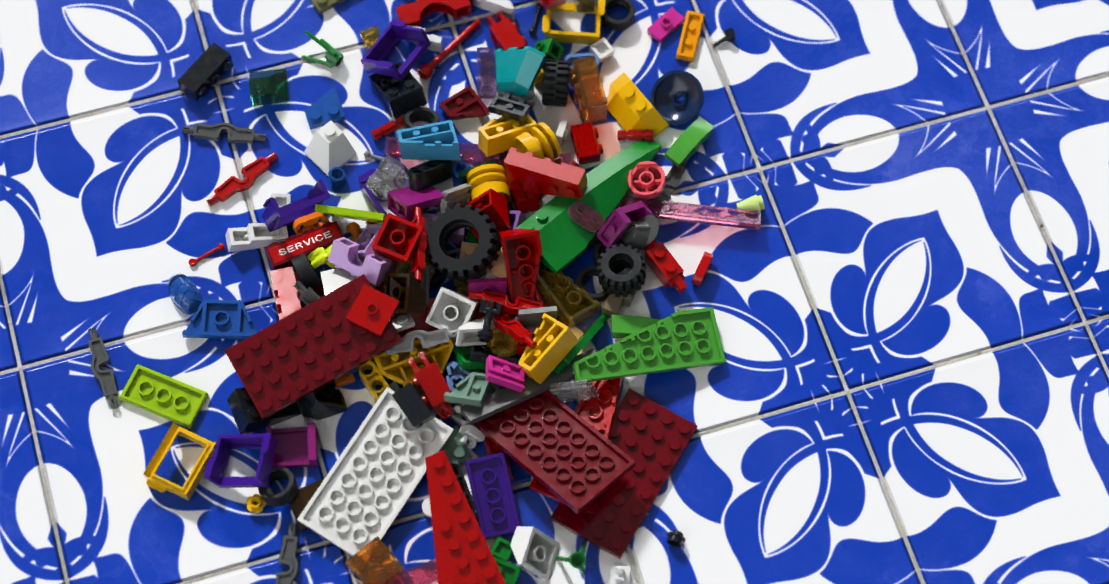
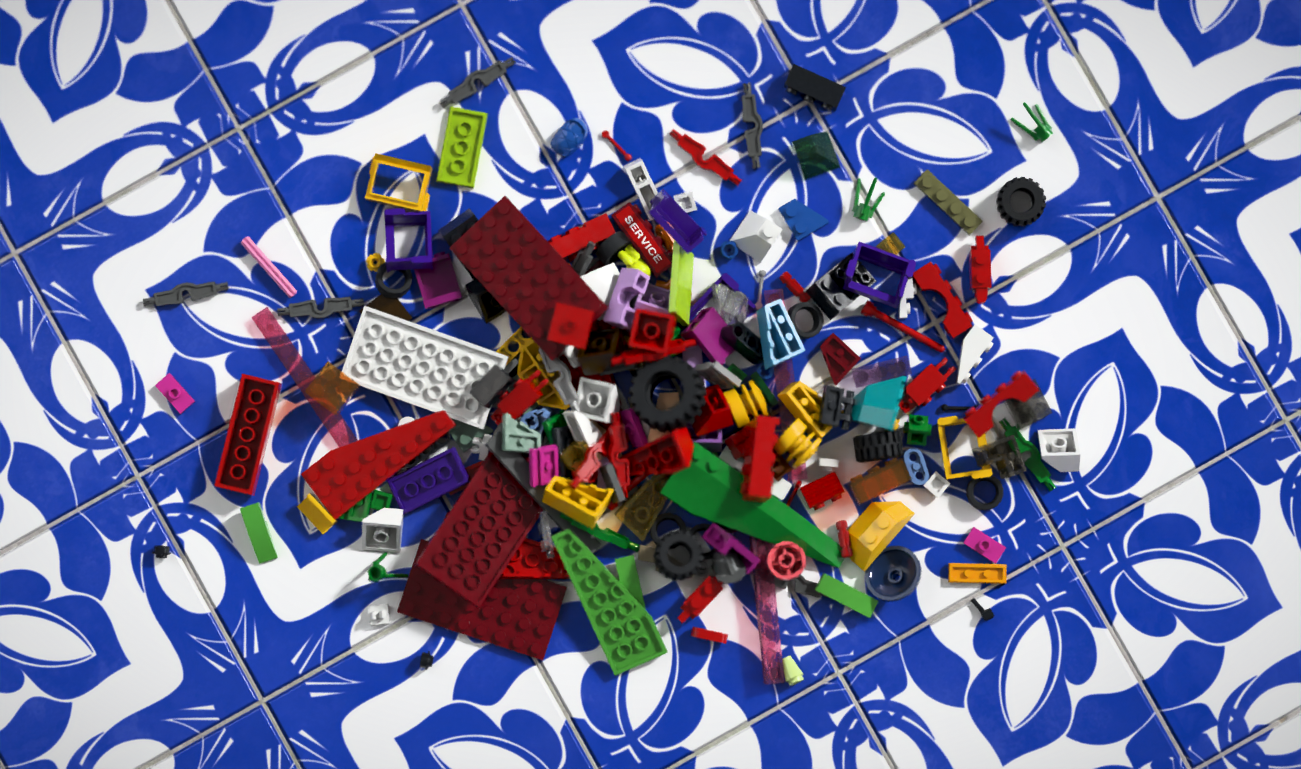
camera: 85 degrees right, 20 degrees up
(220, 320) = (549, 180): blue wing -> none
(485, 335) = (575, 437): black hinge -> none
(585, 218) = (724, 509): clear pink plate -> none

